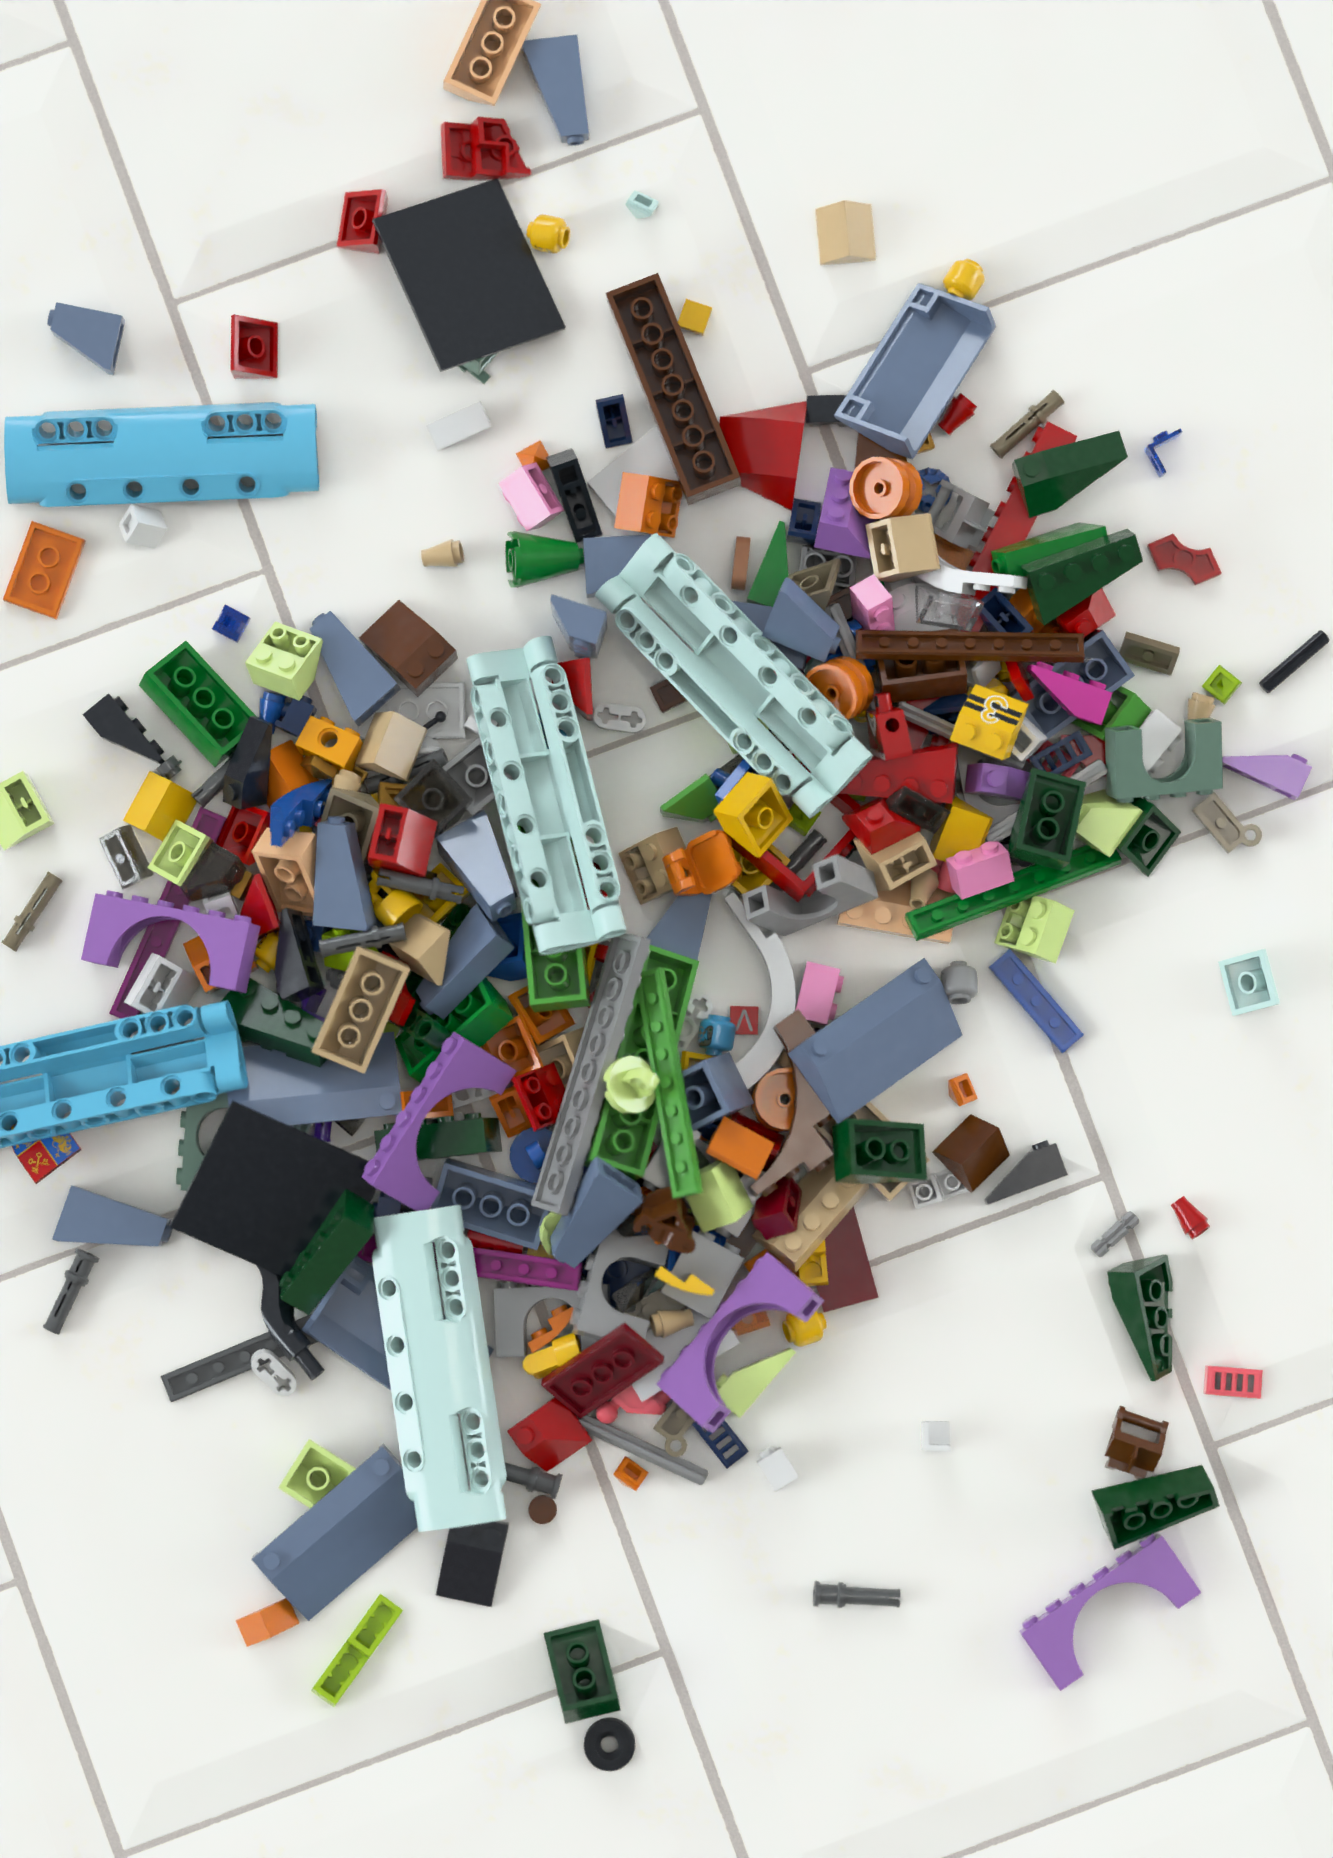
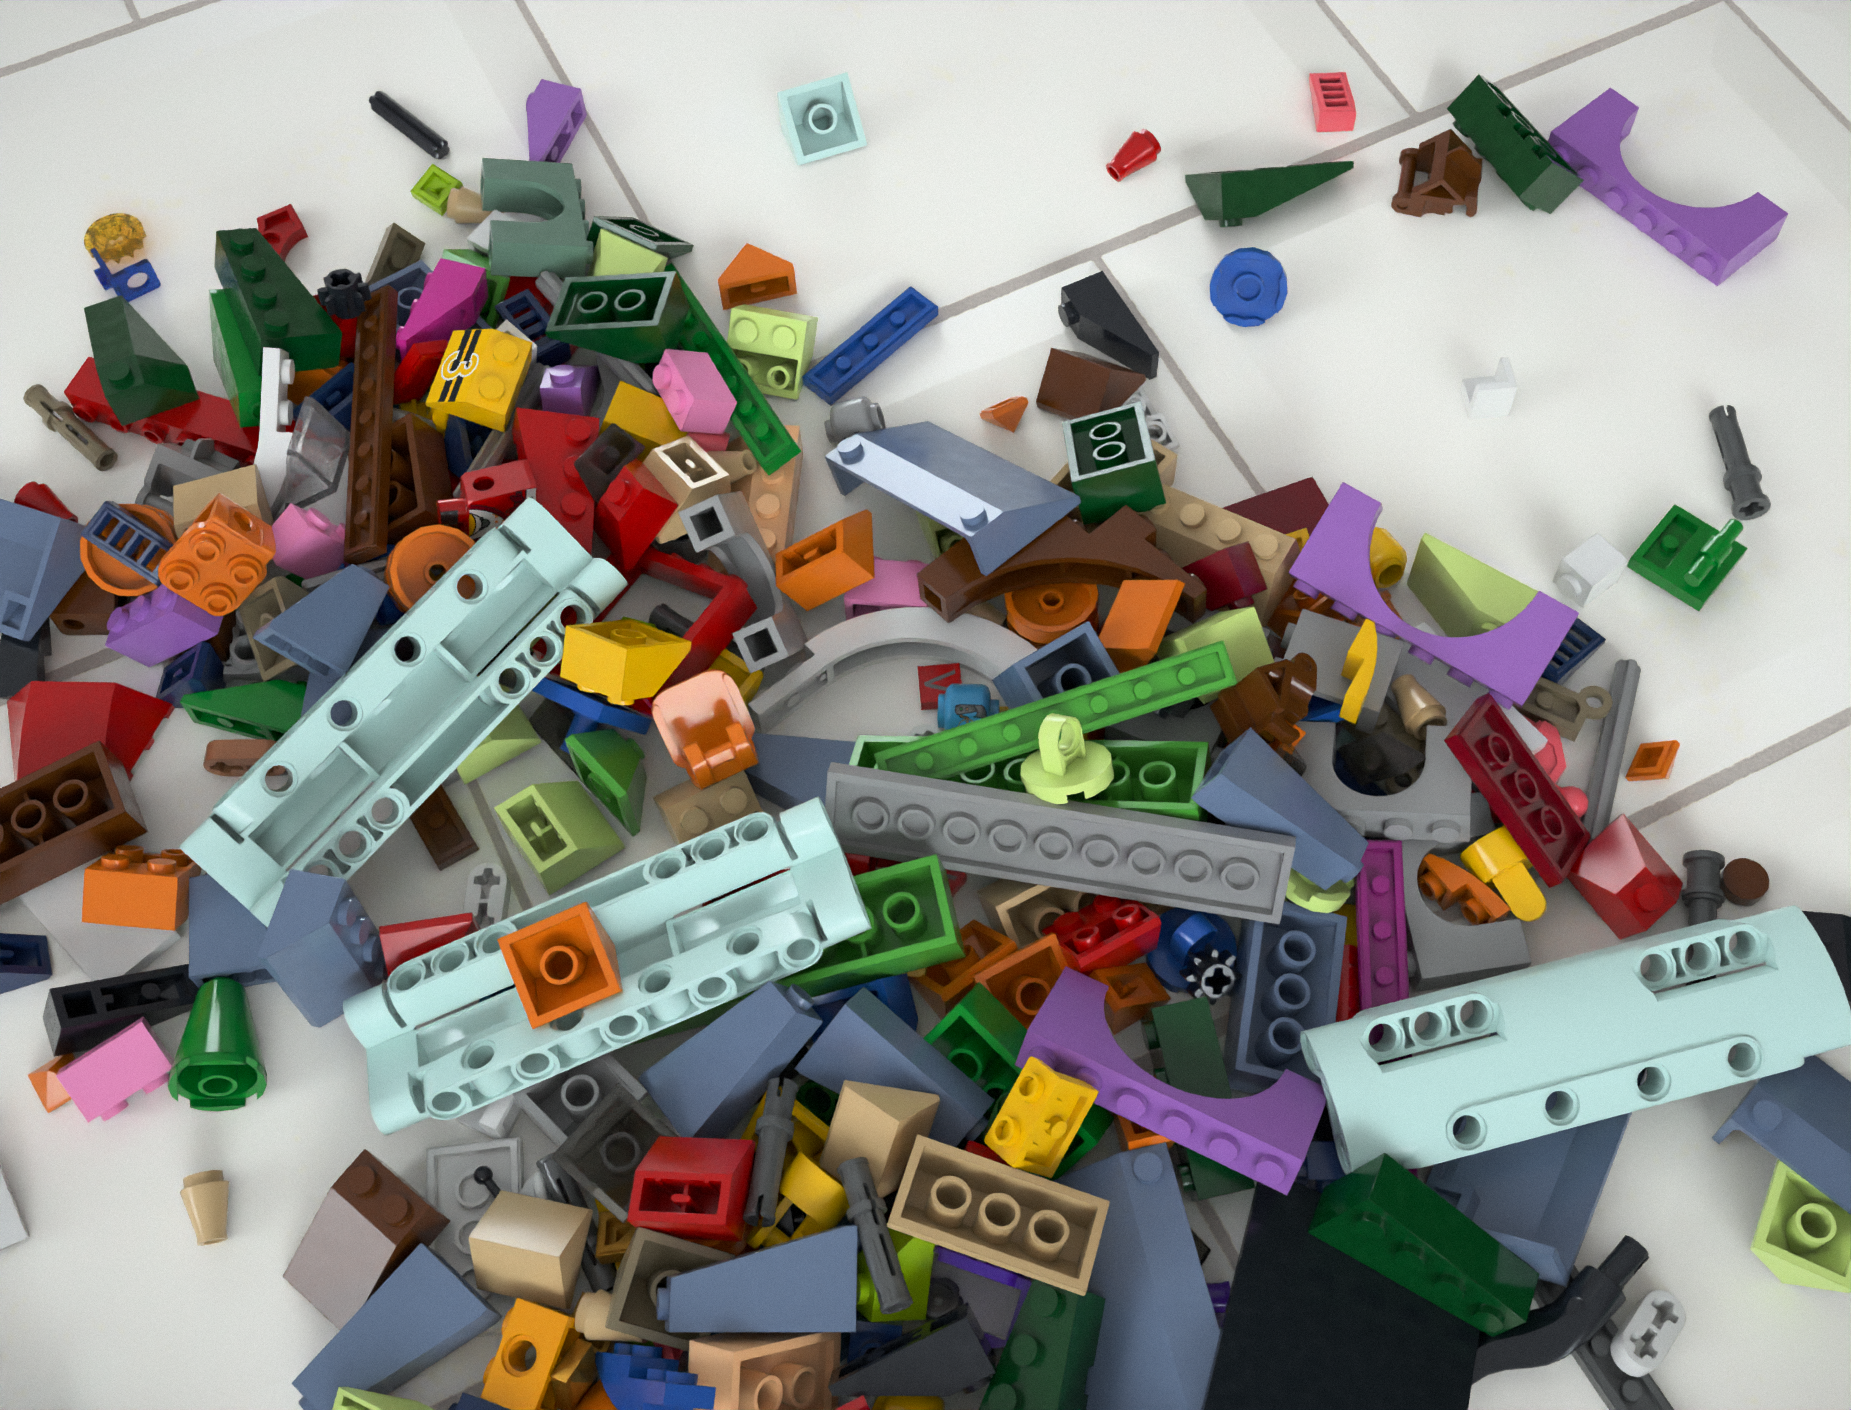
camera: 90 degrees left, 25 degrees down
(414, 1039) = (1040, 1118): none -> yellow bracket
(511, 1160) = (1218, 982): none -> black gear
(540, 770) = (562, 964): none -> orange slope
(660, 766) = (558, 831): none -> yellowish green slope
(781, 1539) = (1688, 556): none -> green plate
(834, 952) = (828, 562): none -> orange slope
(846, 556) = (219, 557): none -> orange piece
(887, 490) = (102, 518): none -> dark blue slope
(1043, 1280) = (1248, 286): none -> blue tile
(1066, 626) = (344, 294): none -> black gear
(1103, 920) = (755, 278): none -> orange slope
(1115, 1234) = (1169, 231): light grey axle -> none
(1216, 435) = (110, 228): none -> clear yellow gear
(1224, 825) = (620, 169): dark tan hinge -> none

